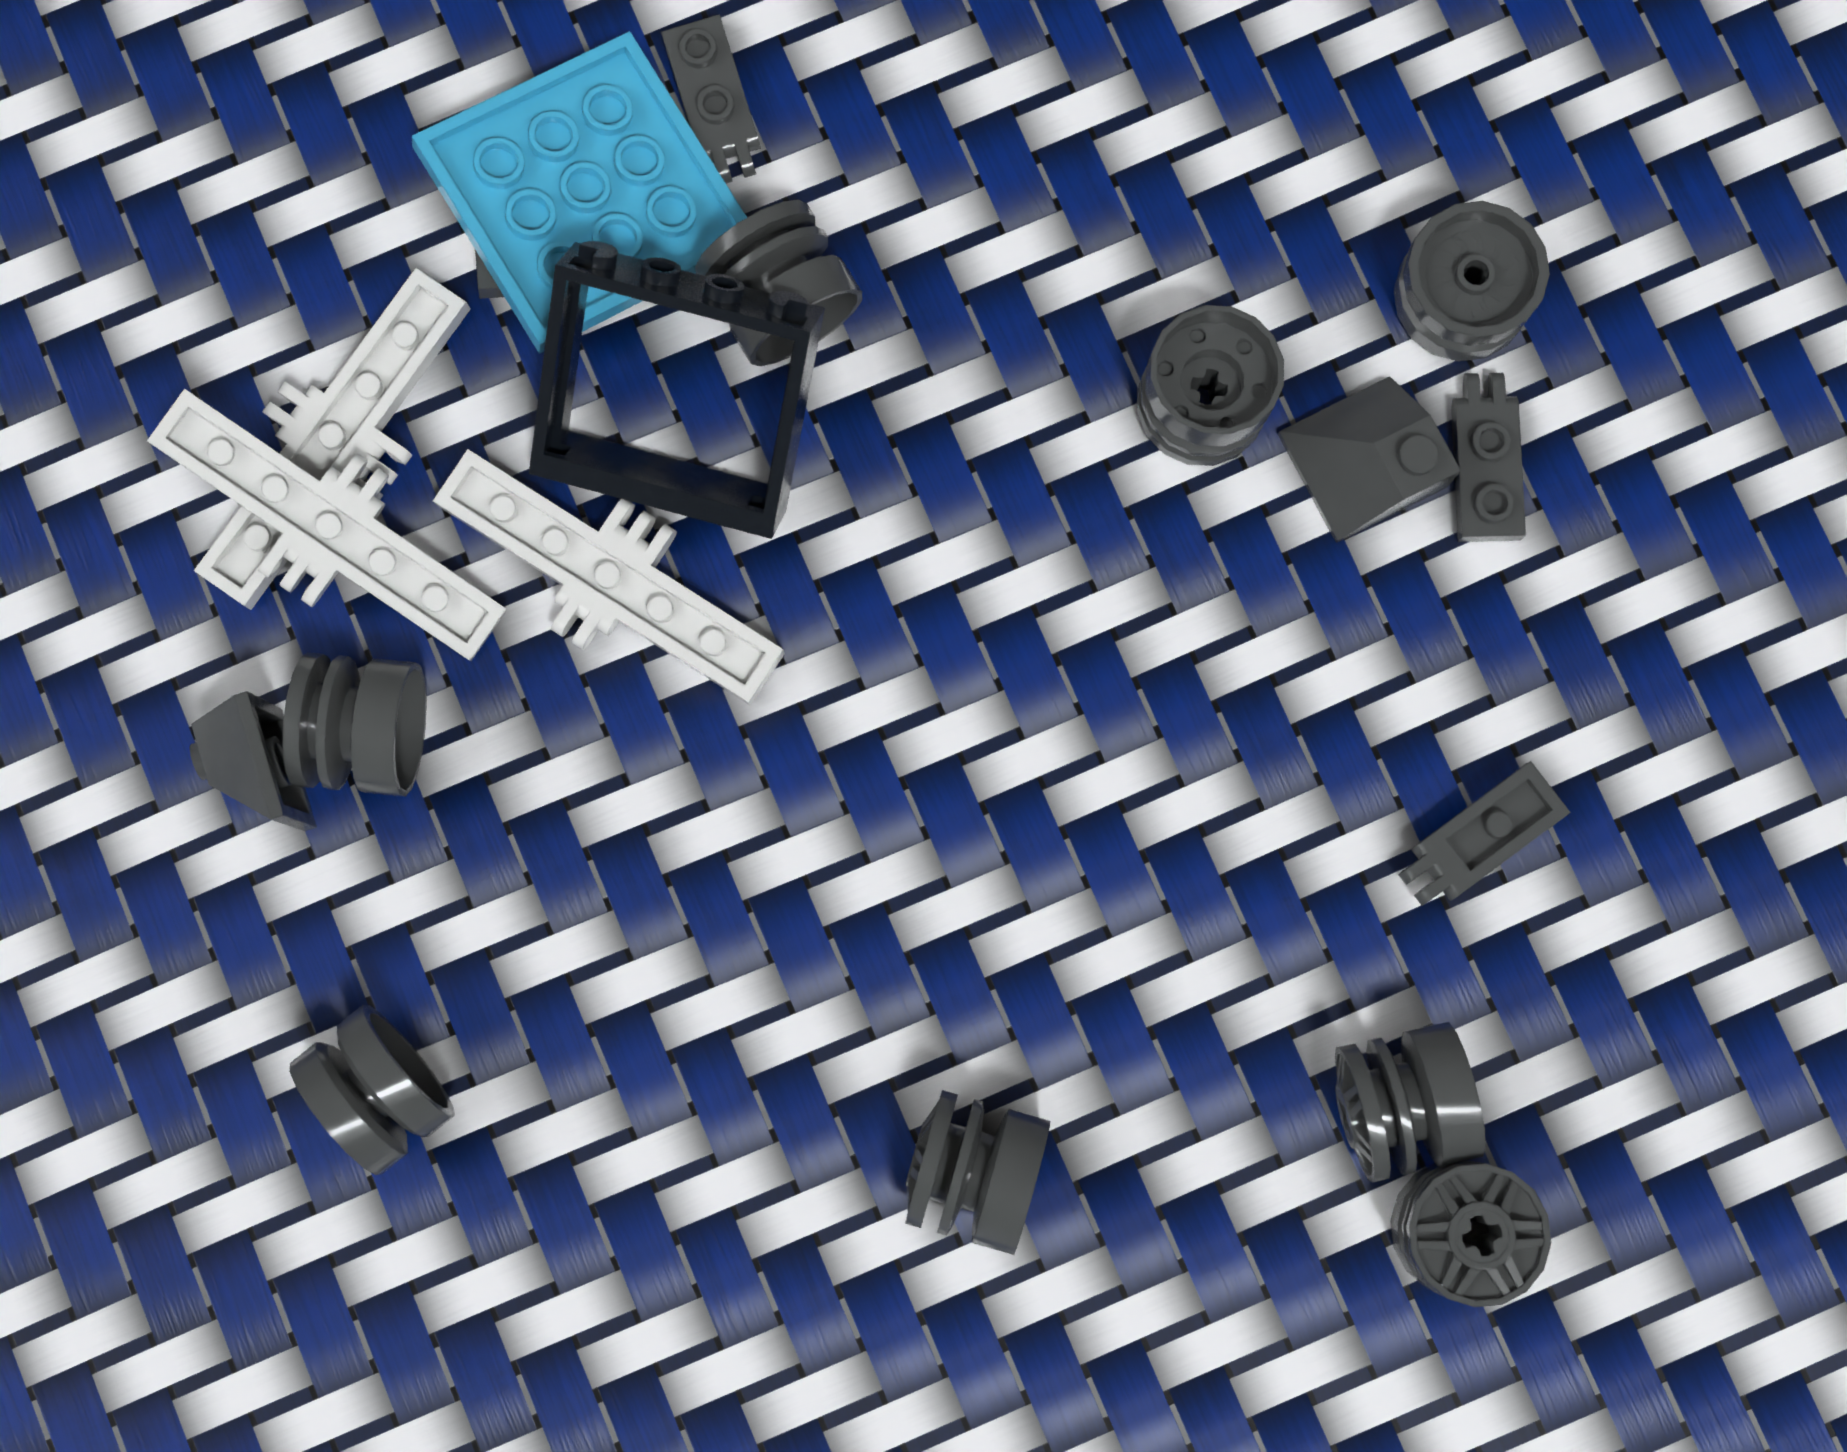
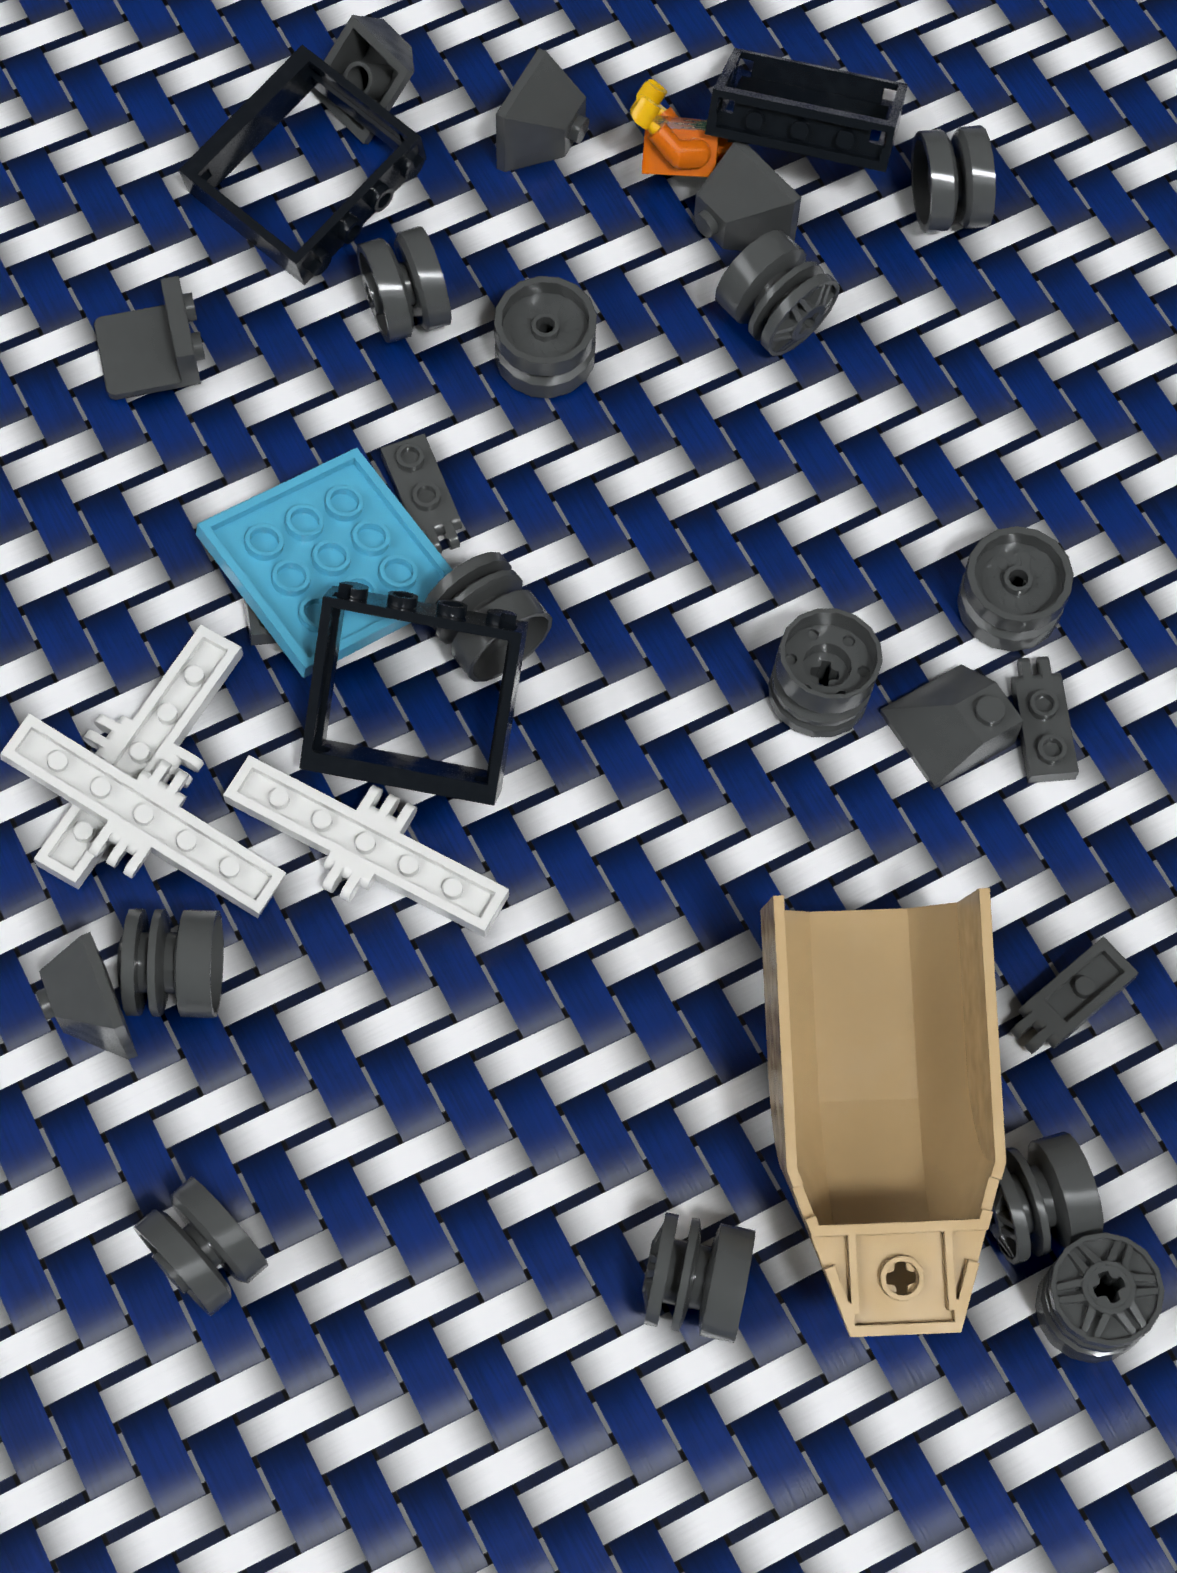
camera: 15 degrees left, 15 degrees down
(1229, 977) = (888, 1101): none -> tan windscreen

